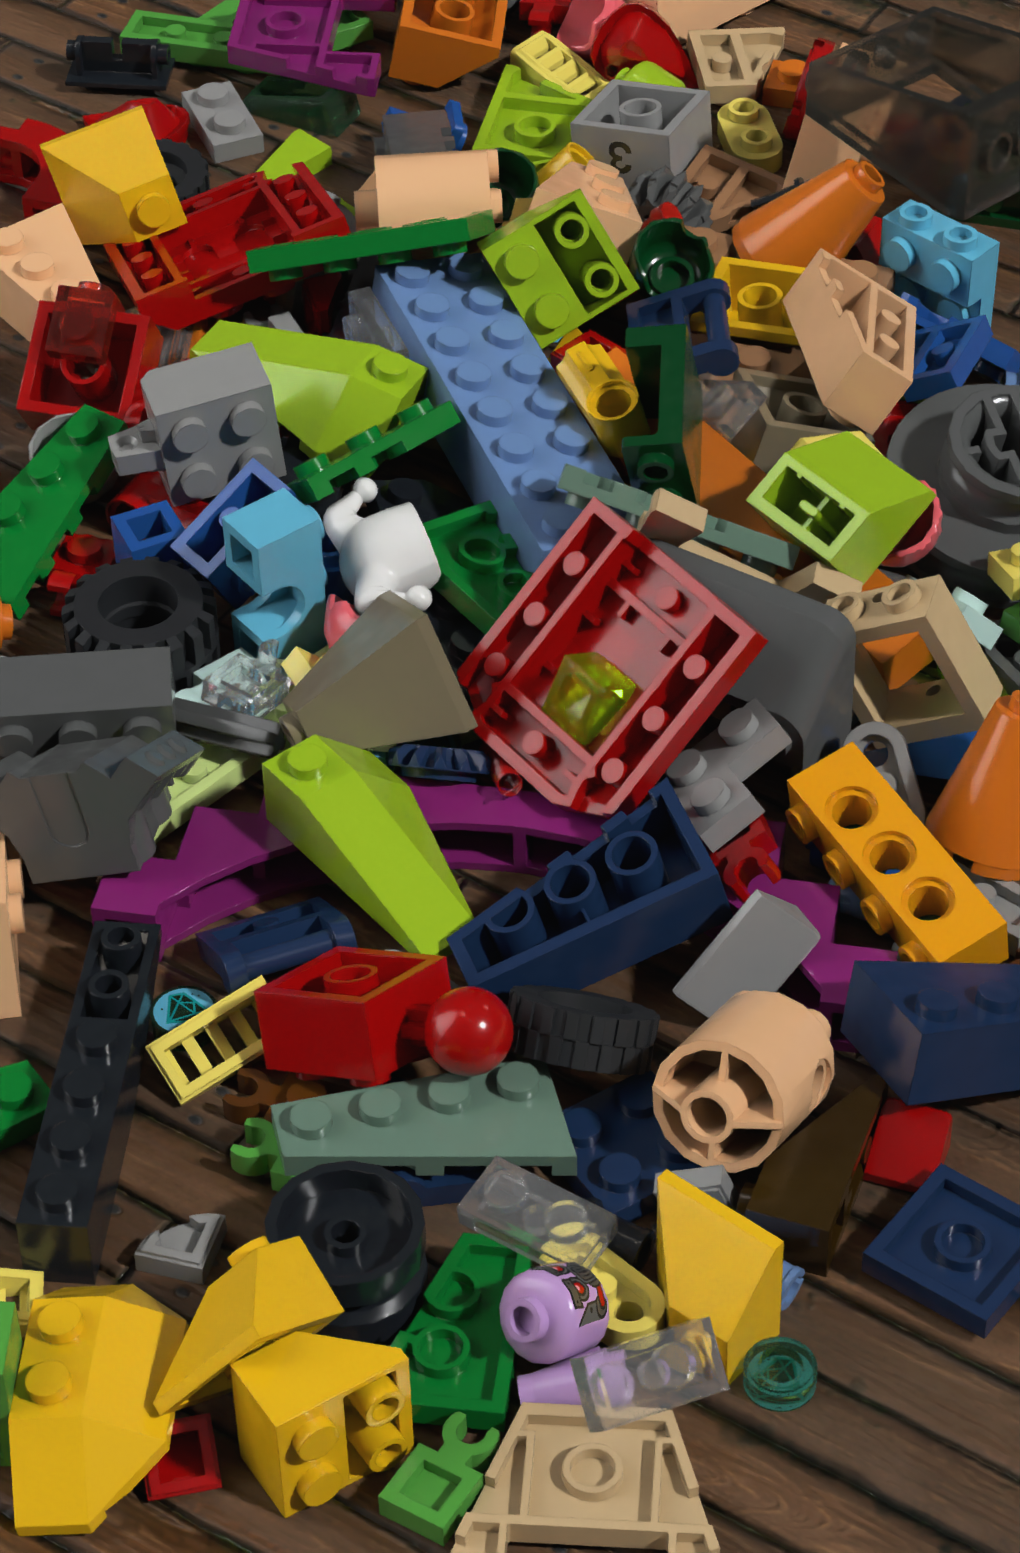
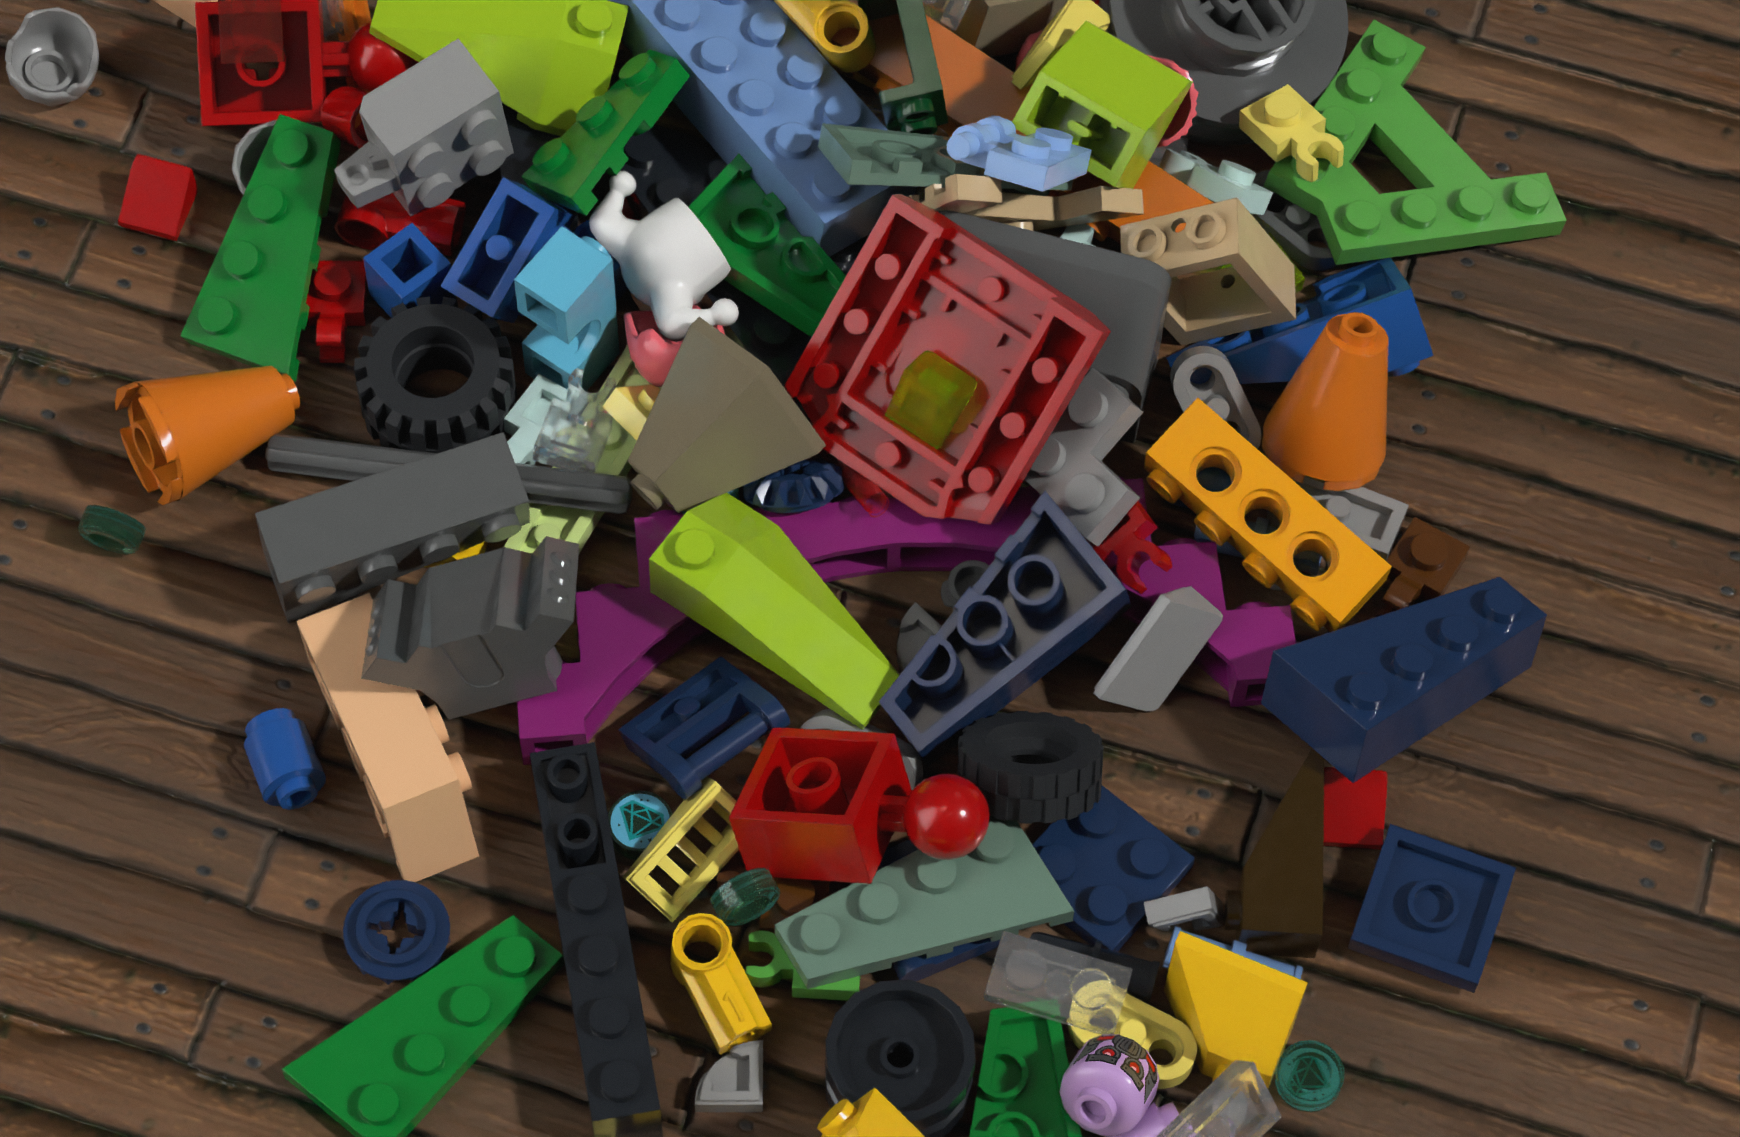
camera: 20 degrees left, 20 degrees up
(198, 1149) = (719, 986): none -> yellow piece
(252, 1078) = (745, 897): none -> clear green tile
(739, 502) = (1029, 161): none -> light blue plate
(744, 1080) = (1203, 794): light nougat cylinder -> none

